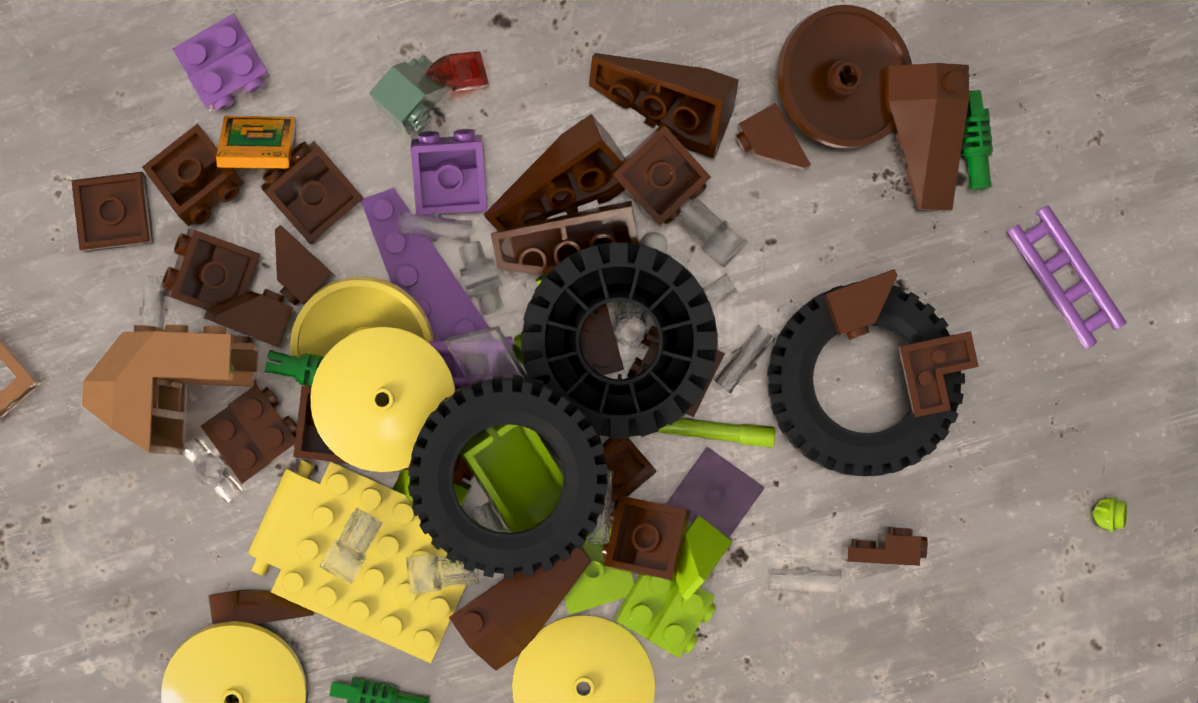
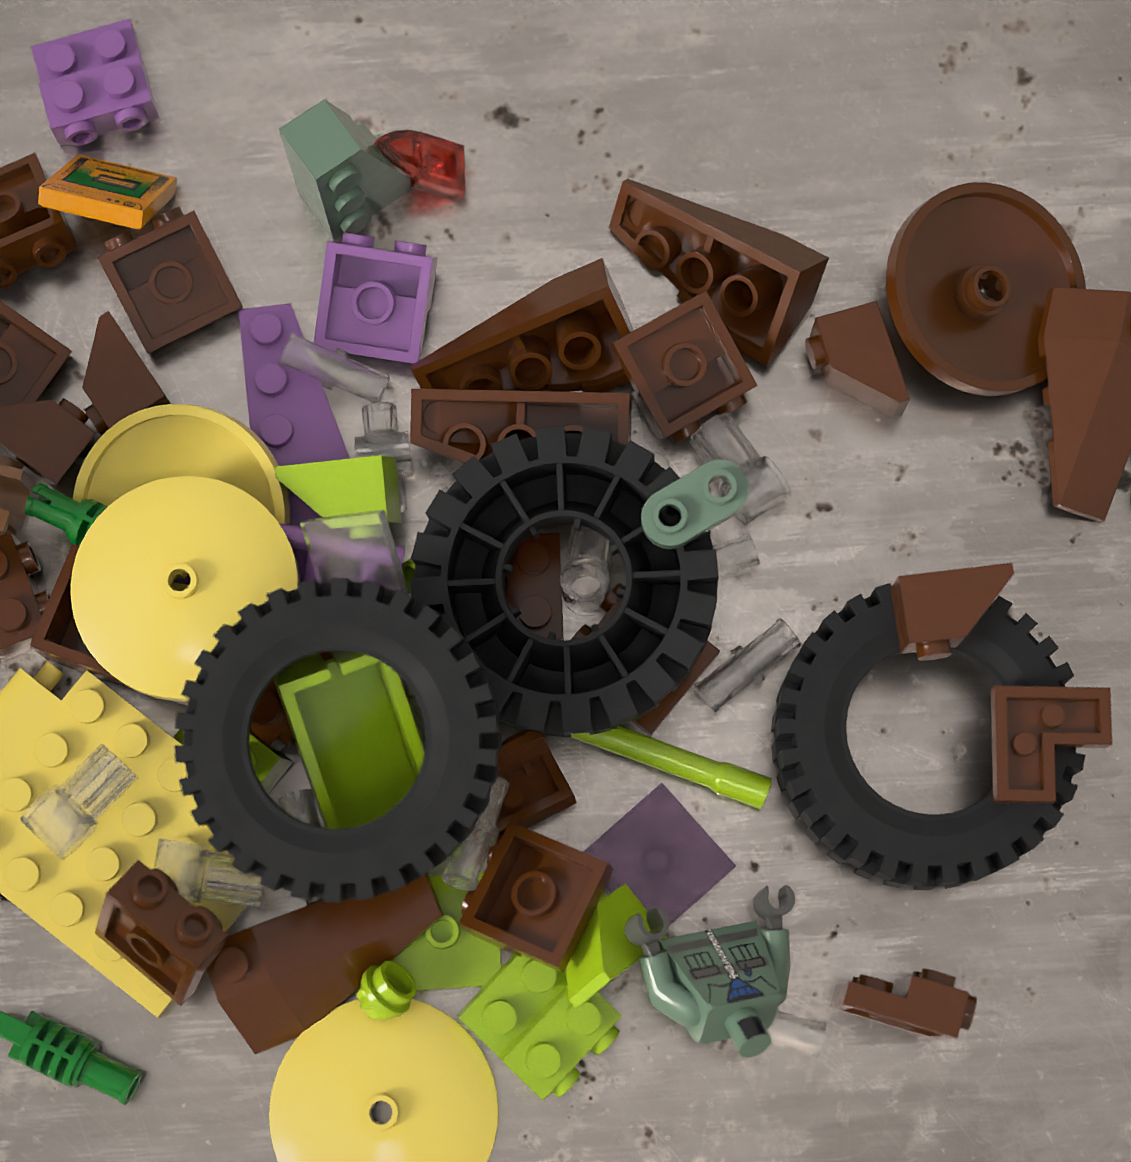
camera: 10 degrees right, 10 degrees down
(425, 614) = (160, 930): none -> reddish brown plate
(465, 309) = (346, 485): none -> lime slope
(568, 615) = (386, 990): none -> lime plate
(690, 278) = (697, 506): none -> sand green plate
(770, 561) = (719, 978): none -> sand green torso

